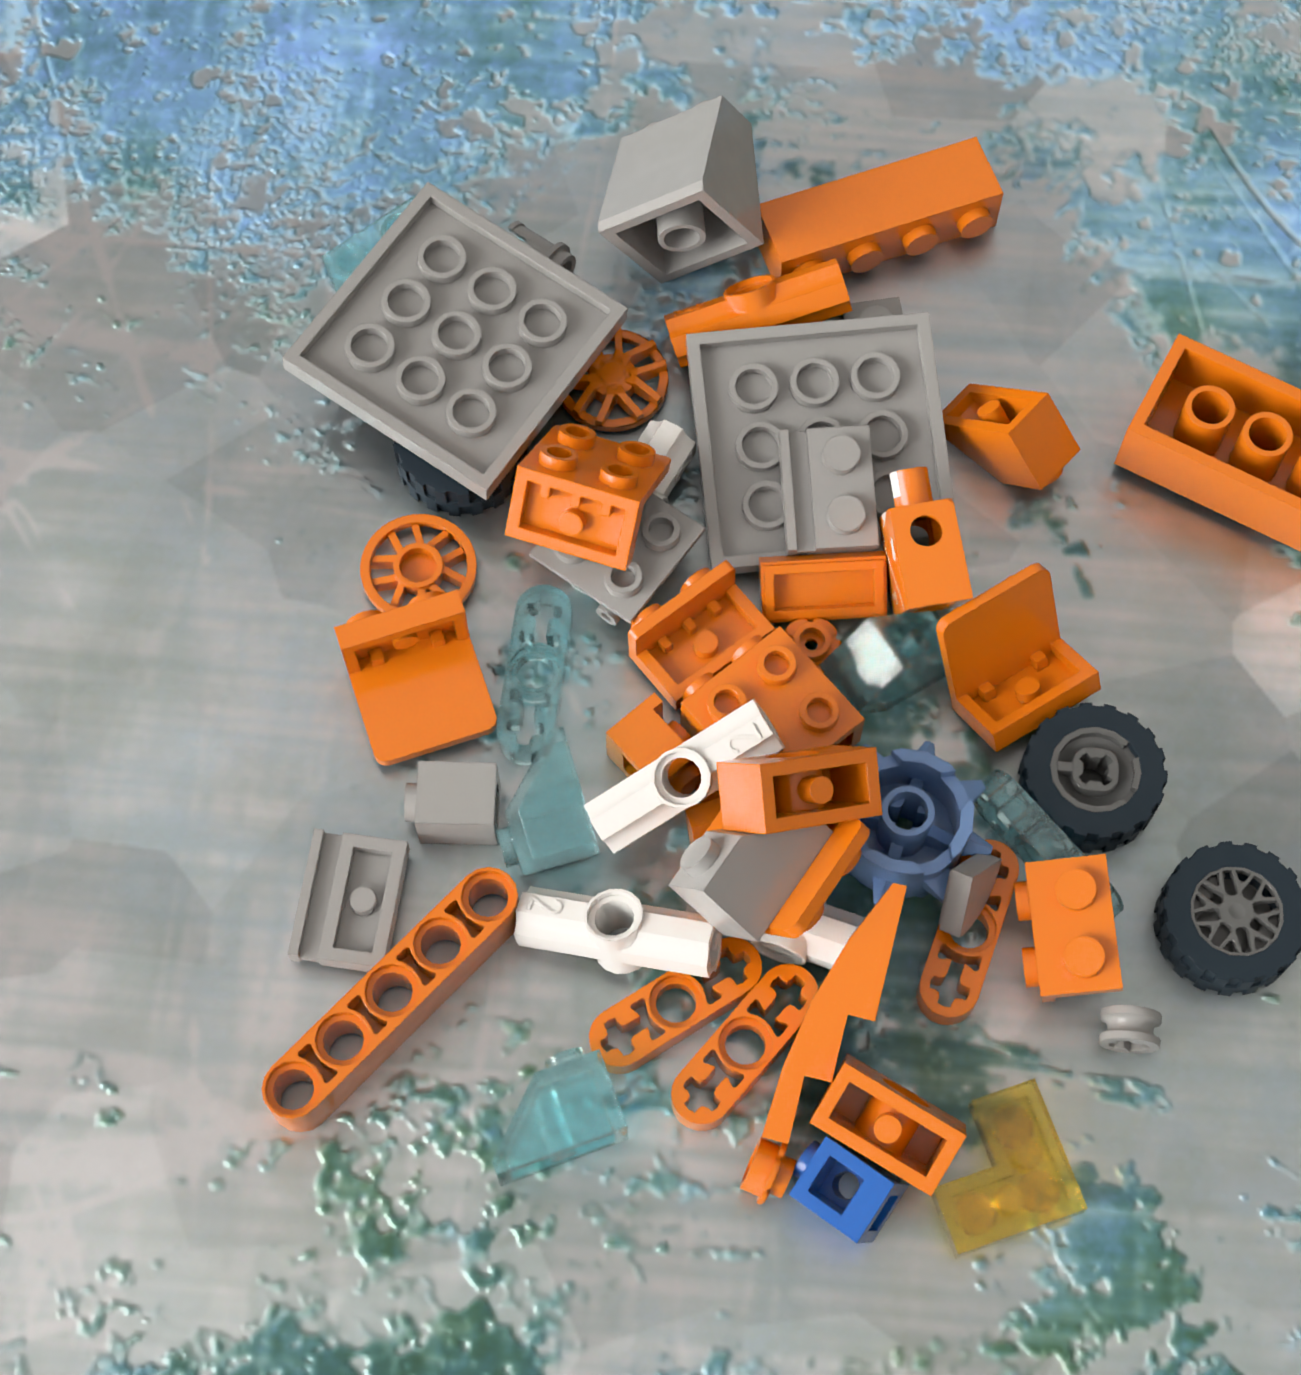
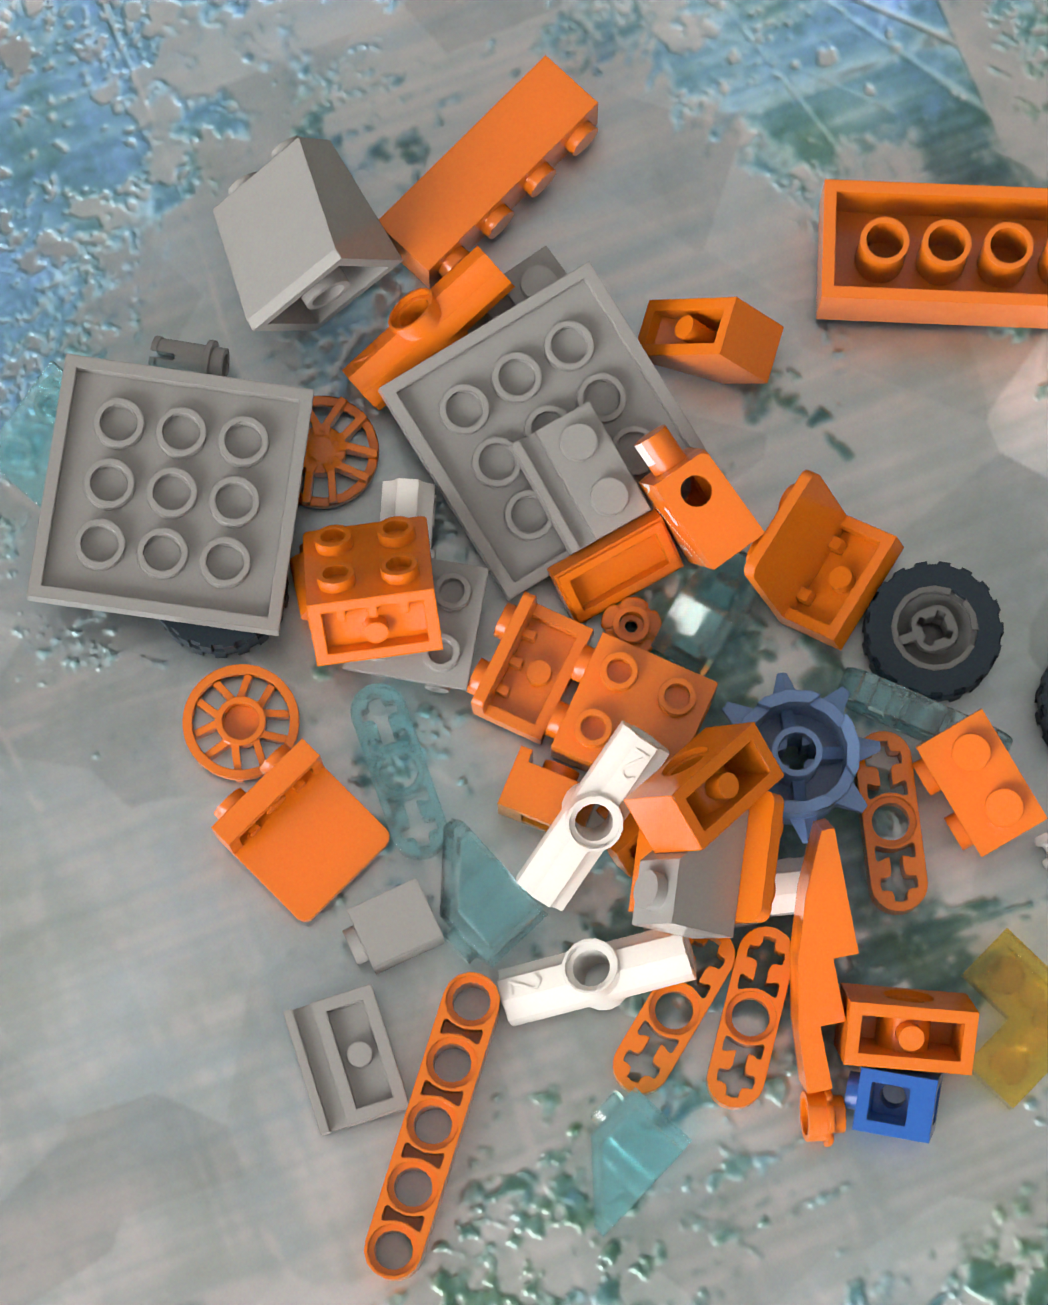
camera: 25 degrees left, 10 degrees up
(967, 893) = (878, 794): light grey tile -> none

